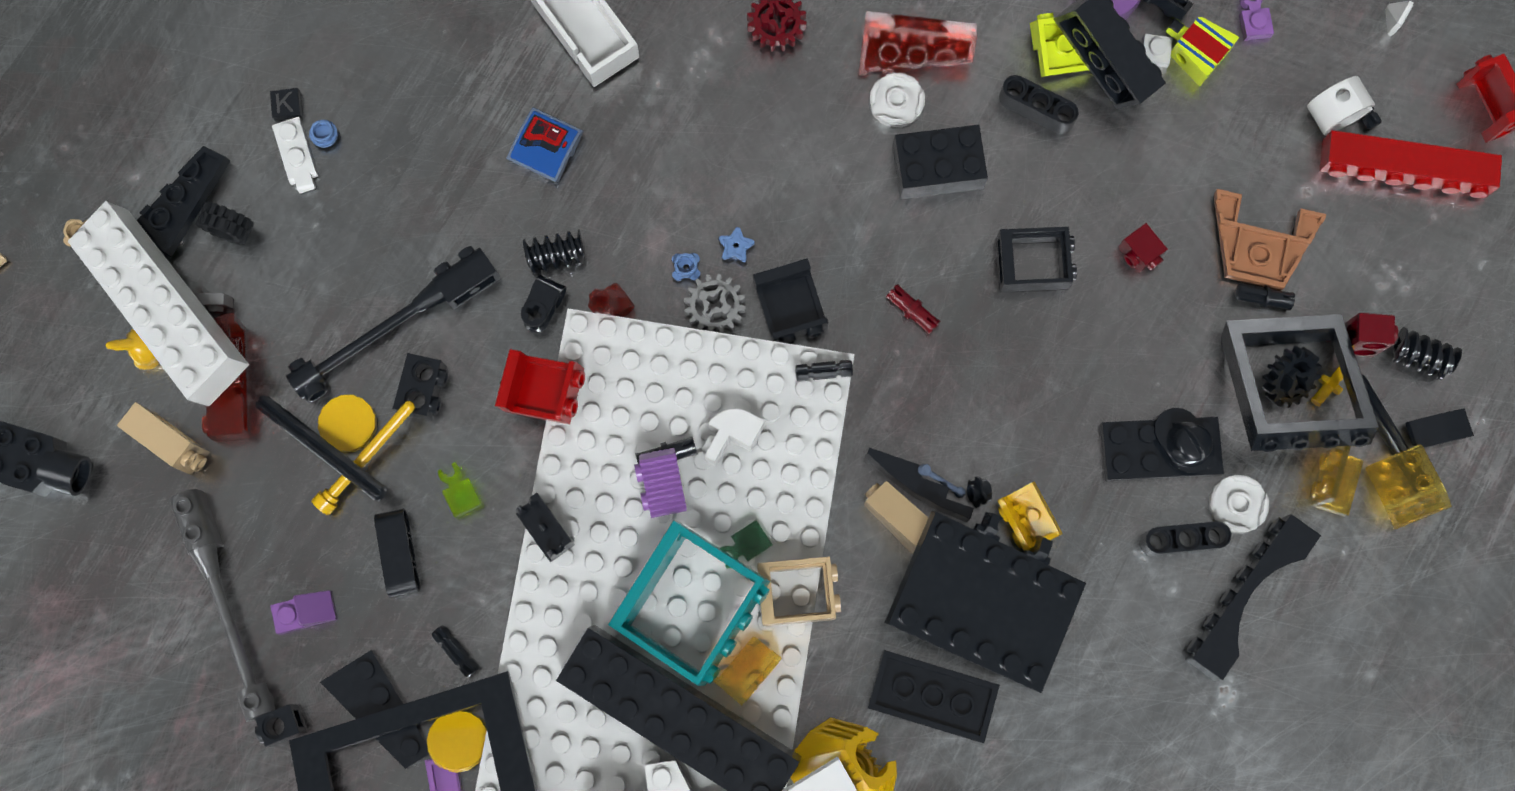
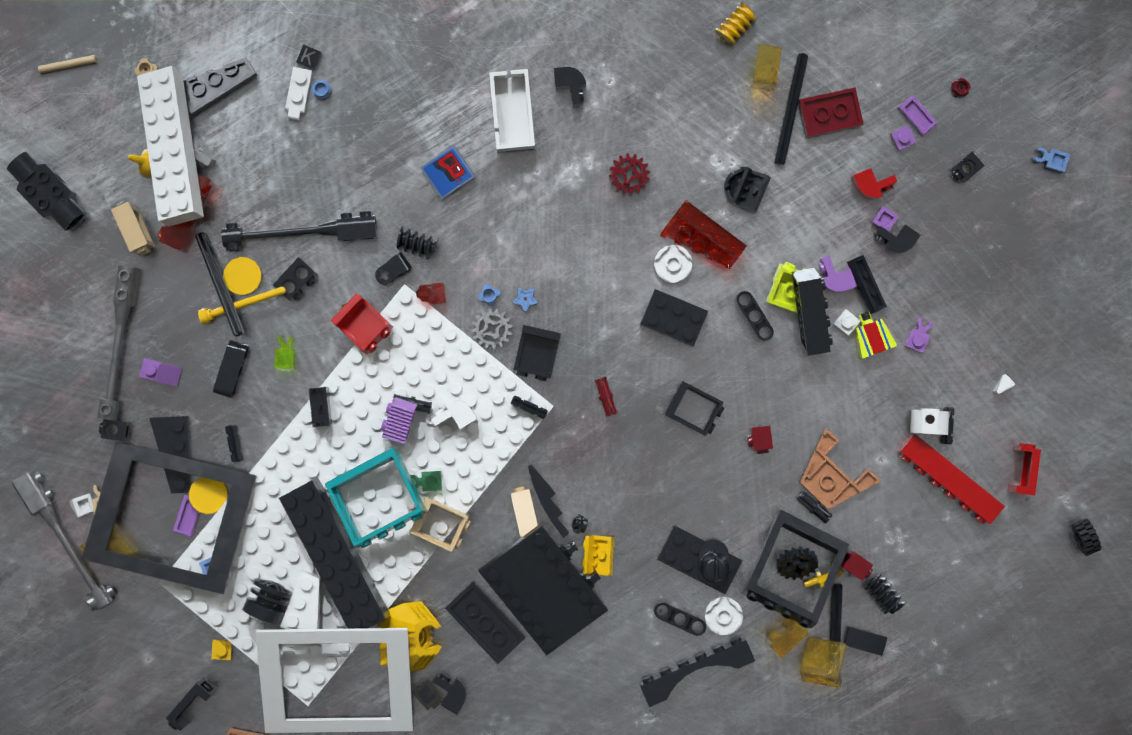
camera: 25 degrees right, 10 degrees up
(224, 223) = (233, 116): black tyre -> none
(748, 671) = (386, 552): clear yellow panel -> none
(925, 470) = (554, 496): sand blue hinge -> none

